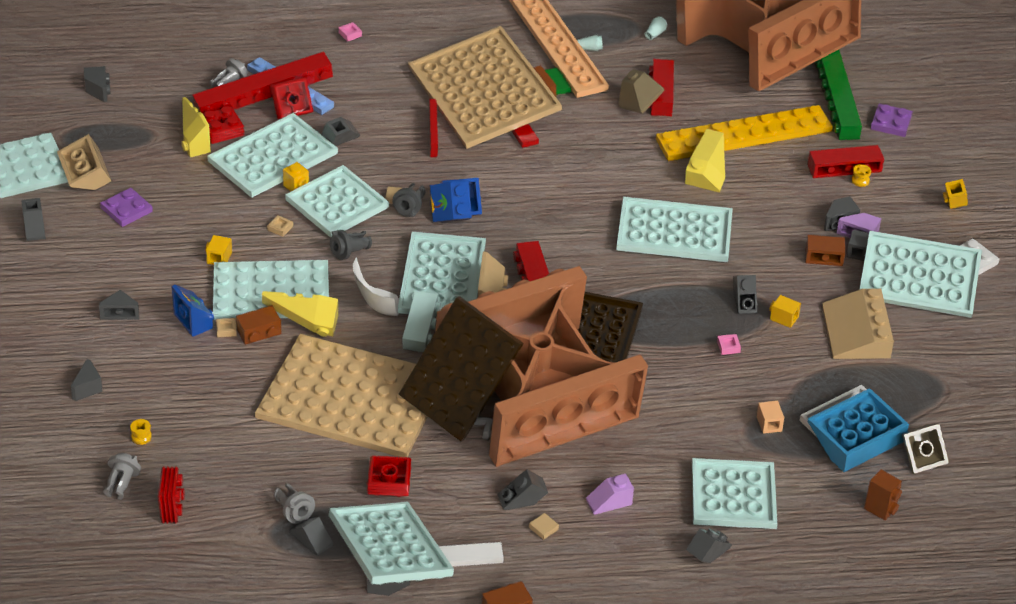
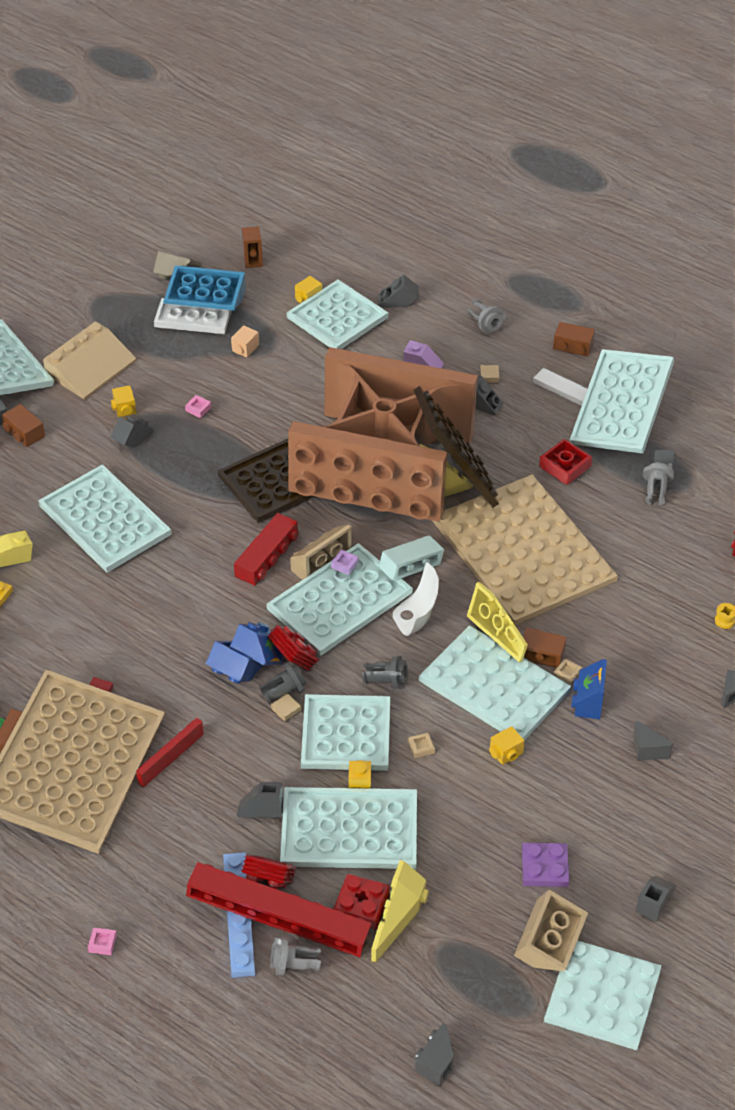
camera: 135 degrees left, 5 degrees up
(437, 208) = (293, 647): none -> red brick
(462, 286) = (345, 562): none -> lavender plate
(605, 570) = (489, 319): none -> light grey piece
(787, 497) = (307, 288): none -> yellow brick

